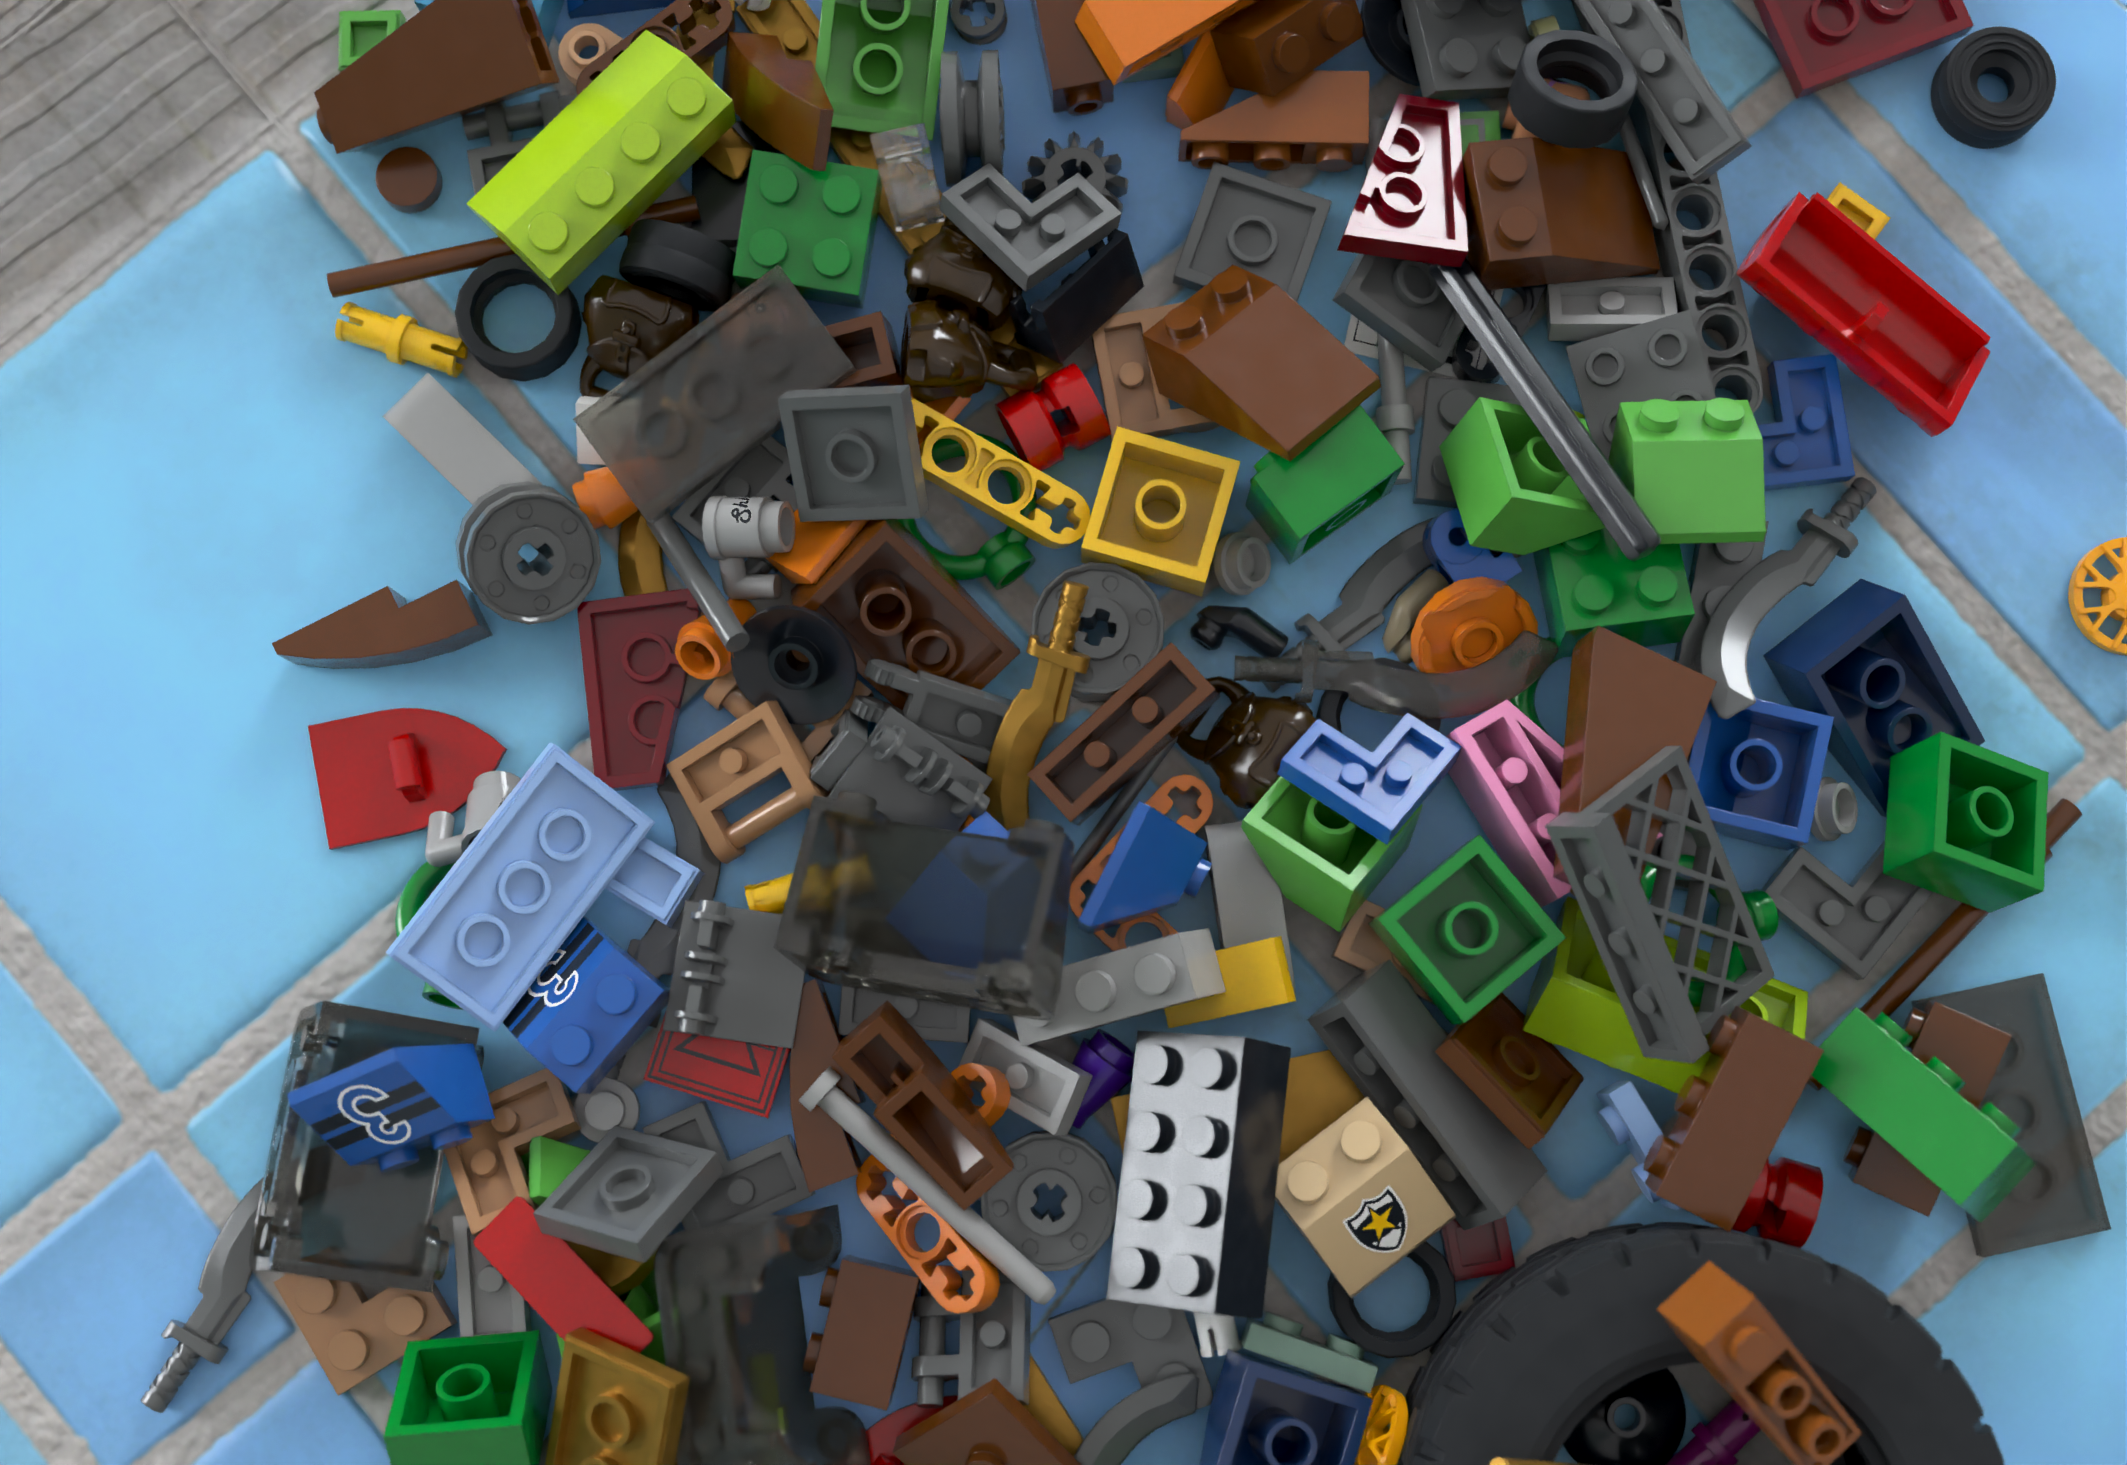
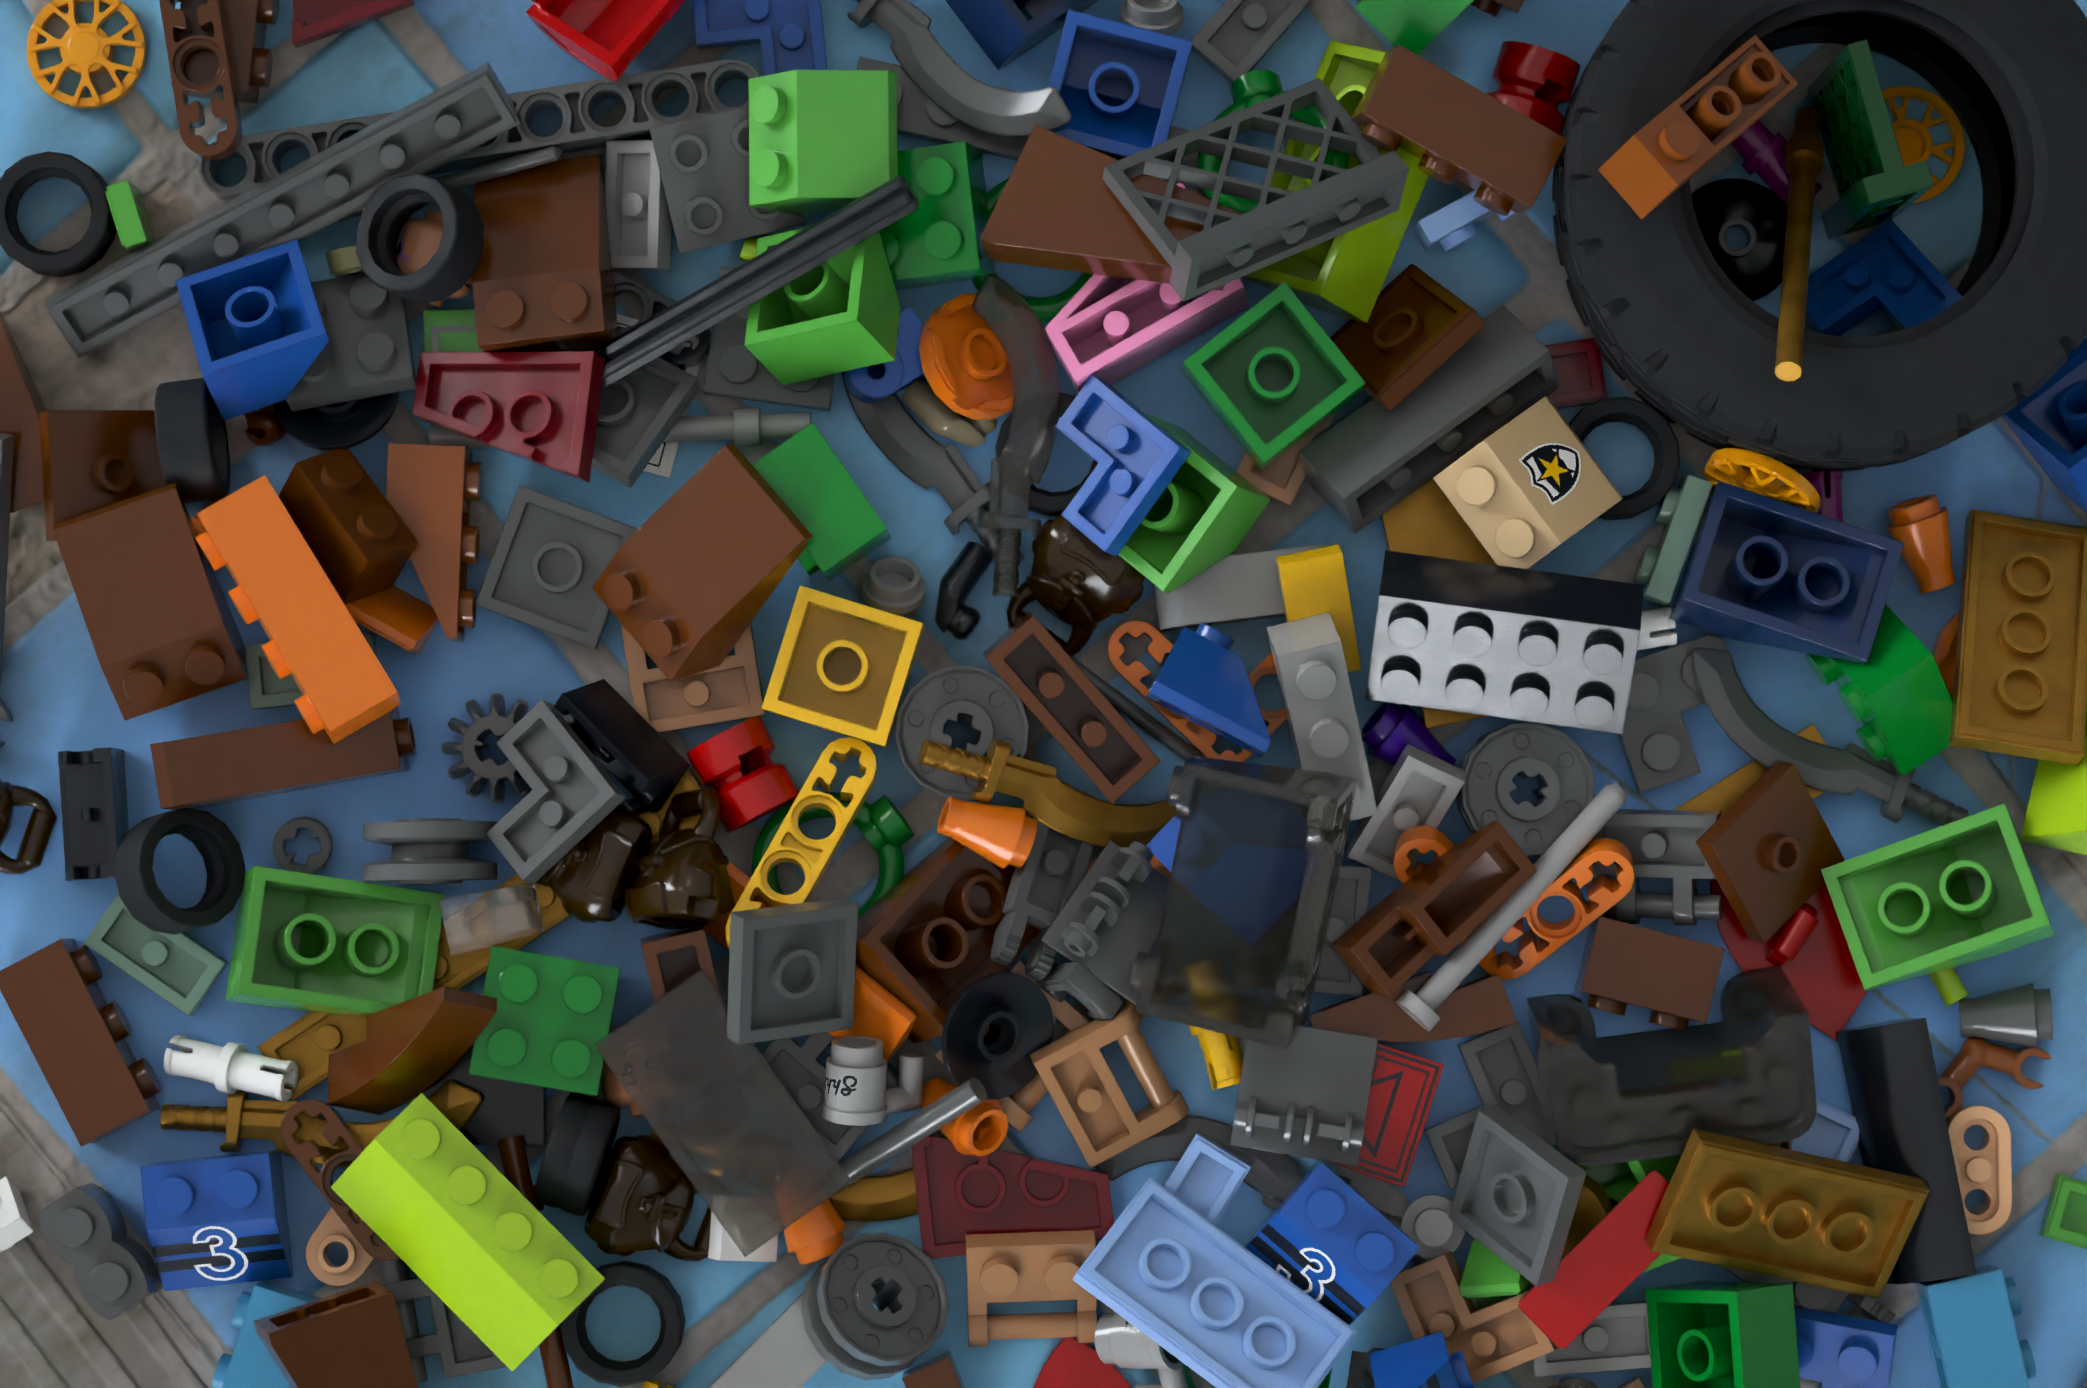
camera: 90 degrees left, 5 degrees up
(564, 702) = (1027, 1270): none -> medium nougat plate
(999, 655) = (991, 830): none -> orange cone

